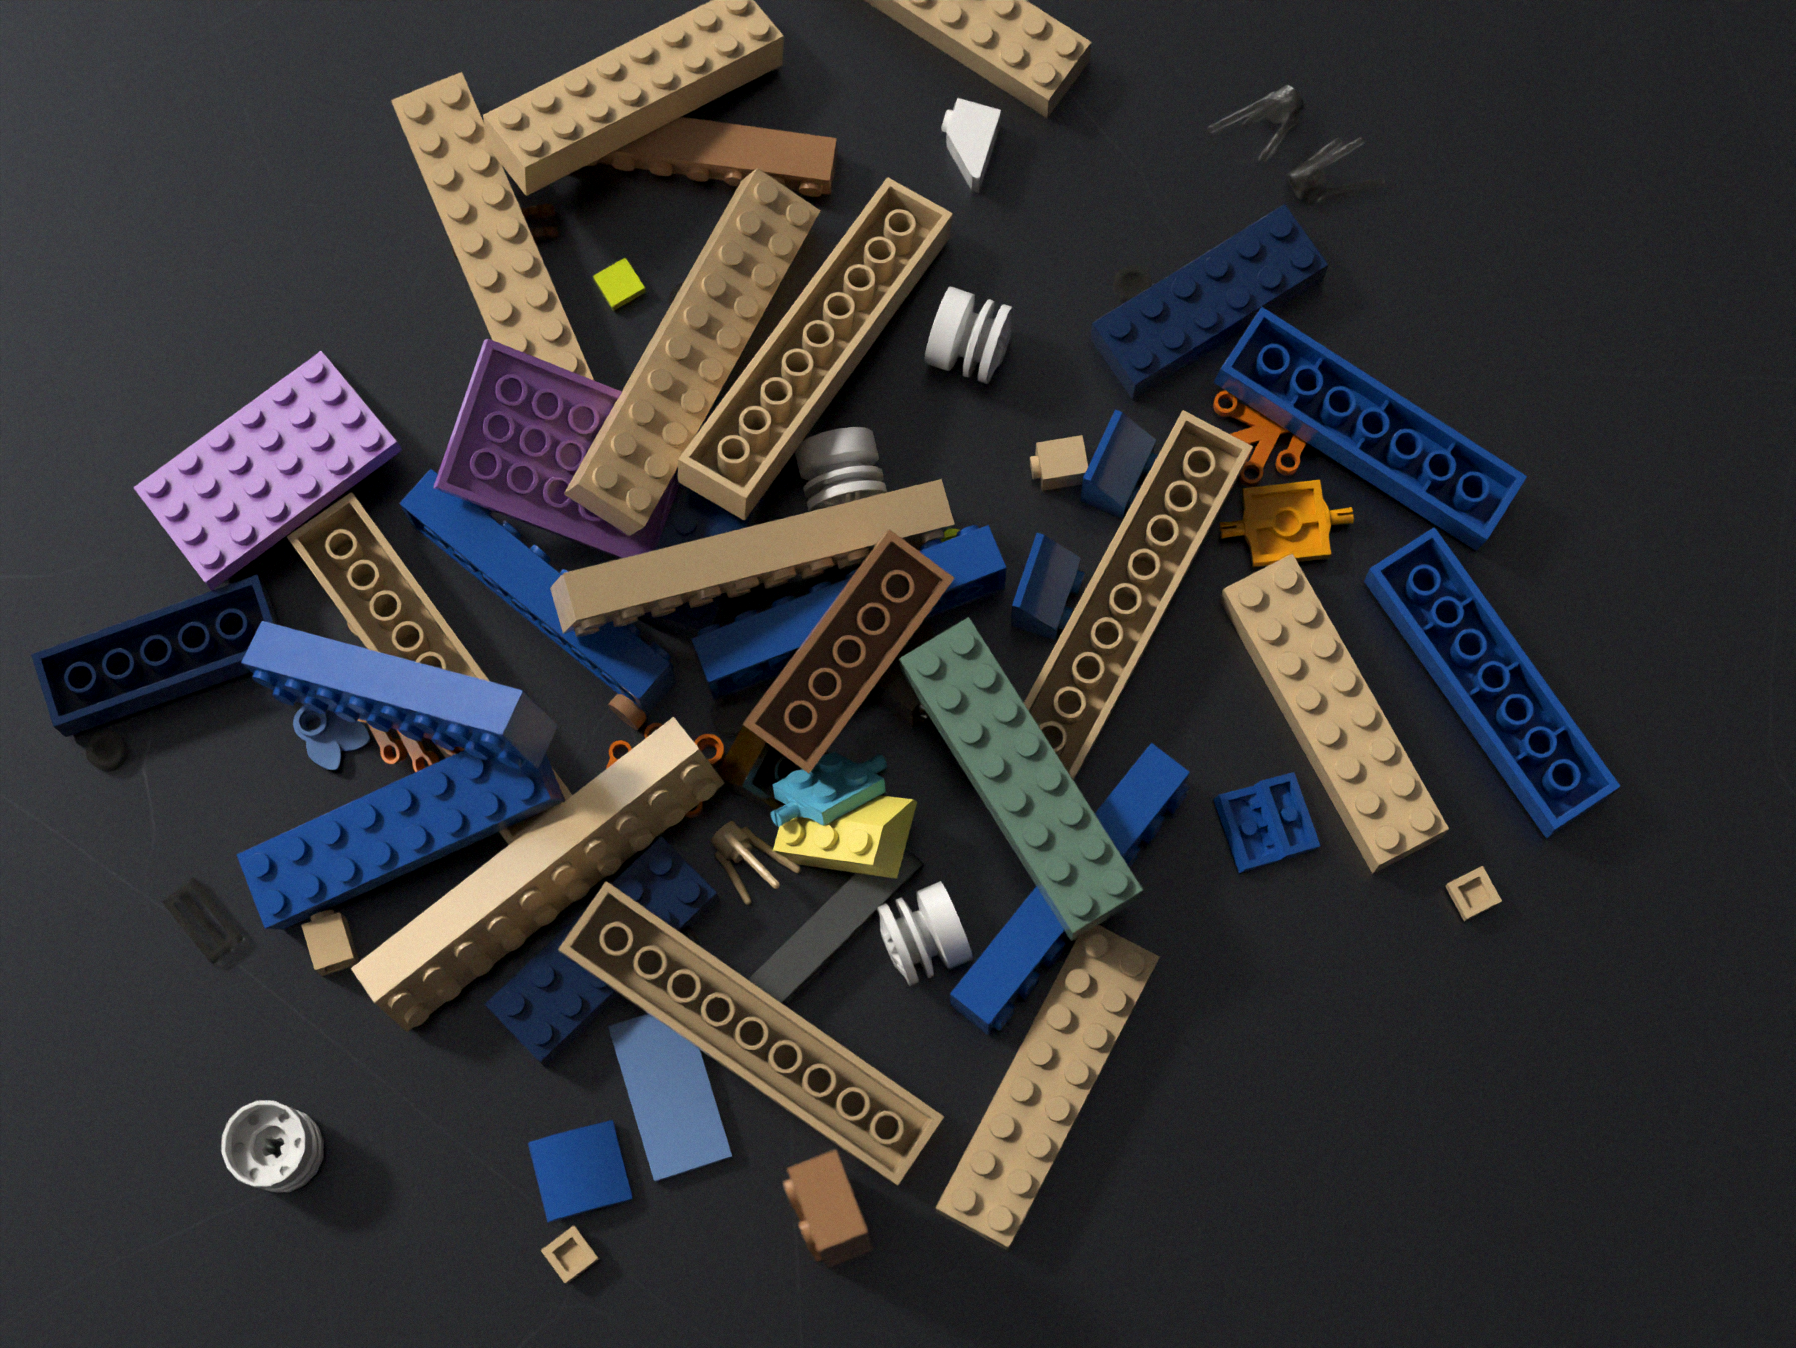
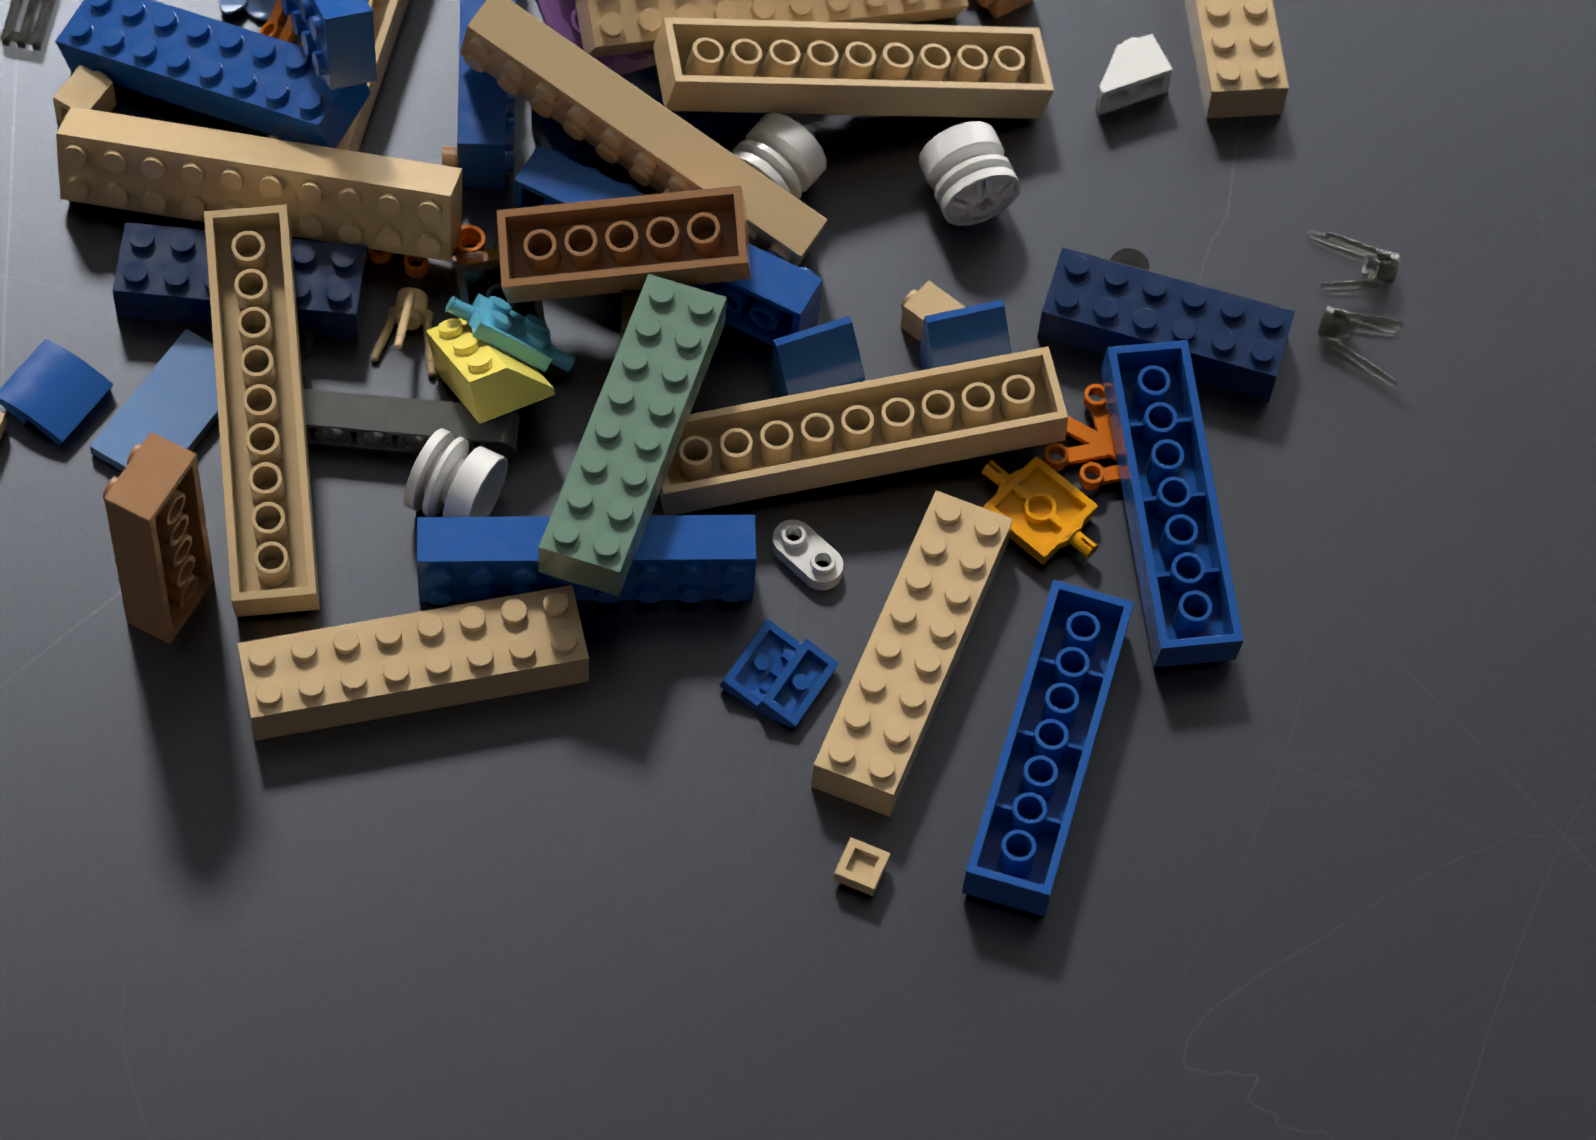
camera: 40 degrees right, 15 degrees down
(1184, 720) = (805, 553): none -> white plate

